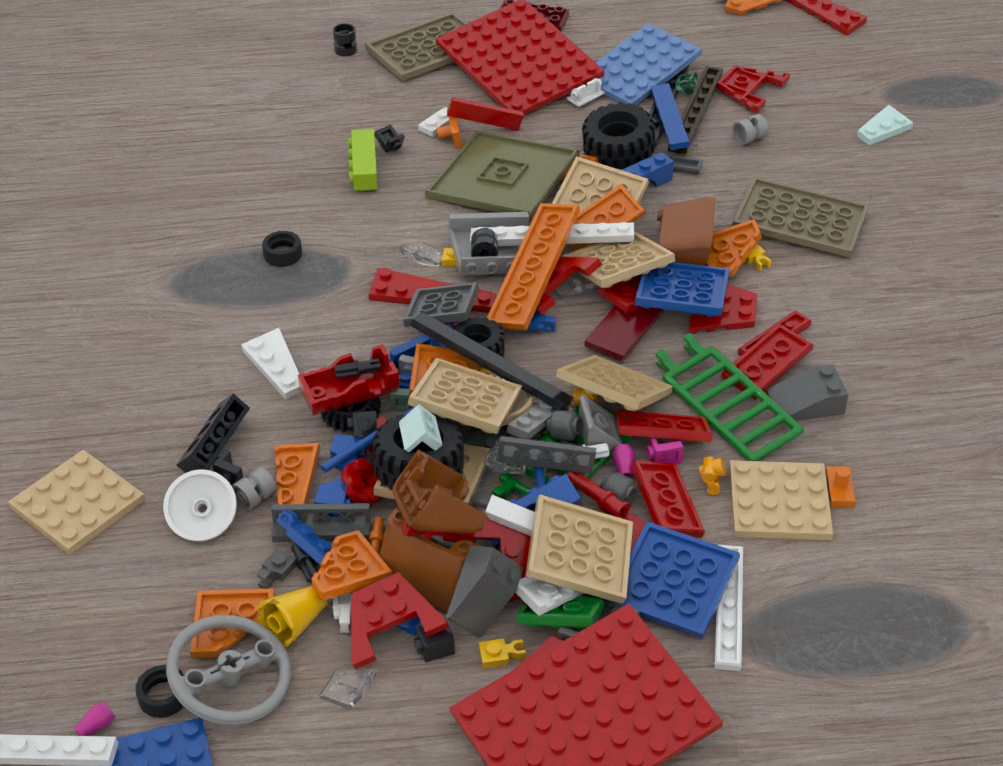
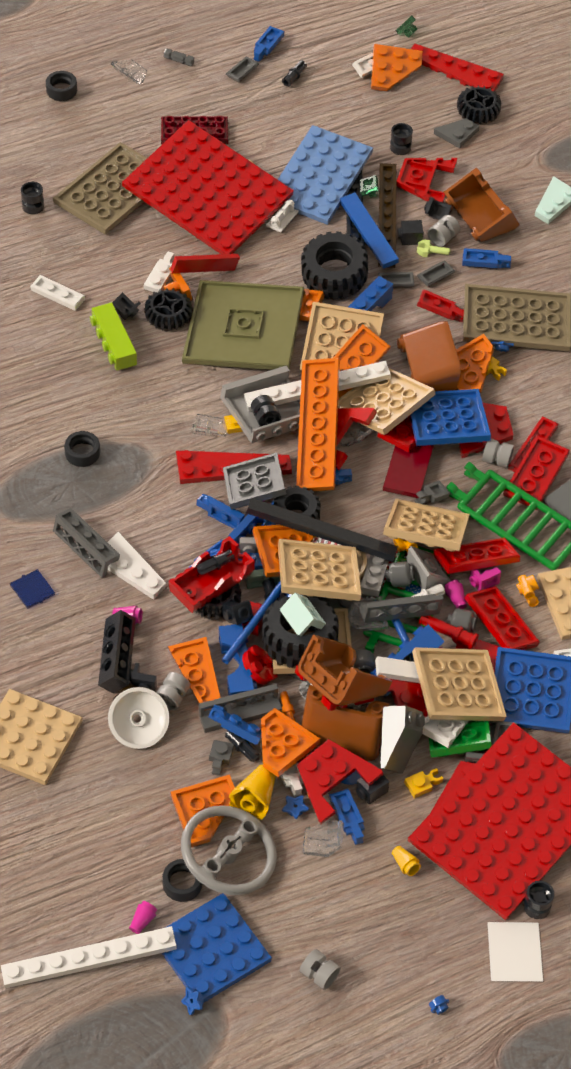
camera: 20 degrees left, 10 degrees up
(163, 363) = (32, 589): none -> clear blue piece
(238, 328) = (87, 539): none -> dark grey fence
(256, 406) = (131, 610): none -> dark pink cone
(330, 118) = (57, 292): none -> white tile
(334, 648) = (295, 811): none -> blue plate
(392, 666) = (348, 813): none -> blue hinge
(394, 328) = (220, 511): none -> blue hinge
(431, 147) = (168, 309): none -> black gear
(438, 736) = (407, 862): none -> yellow cone
(639, 356) = (434, 492): none -> dark grey plate
(714, 126) = (410, 232): none -> black brick
(717, 189) = (440, 306): none -> red hinge
(726, 142) = (425, 248): none -> yellowish green bar
(728, 166) = (436, 273): none -> dark grey tile
(728, 333) = (500, 453): none -> light grey wheel
(736, 49) = (401, 139): none -> black wheel
(747, 108) = (437, 209): none -> black bracket
(773, 238) = (502, 346): none -> blue plate
(787, 161) = (485, 258): none -> blue hinge
(798, 115) = (480, 207): none -> dark orange windscreen
(800, 55) = (457, 132): none -> dark grey wing
(830, 36) = (479, 104): none -> black gear

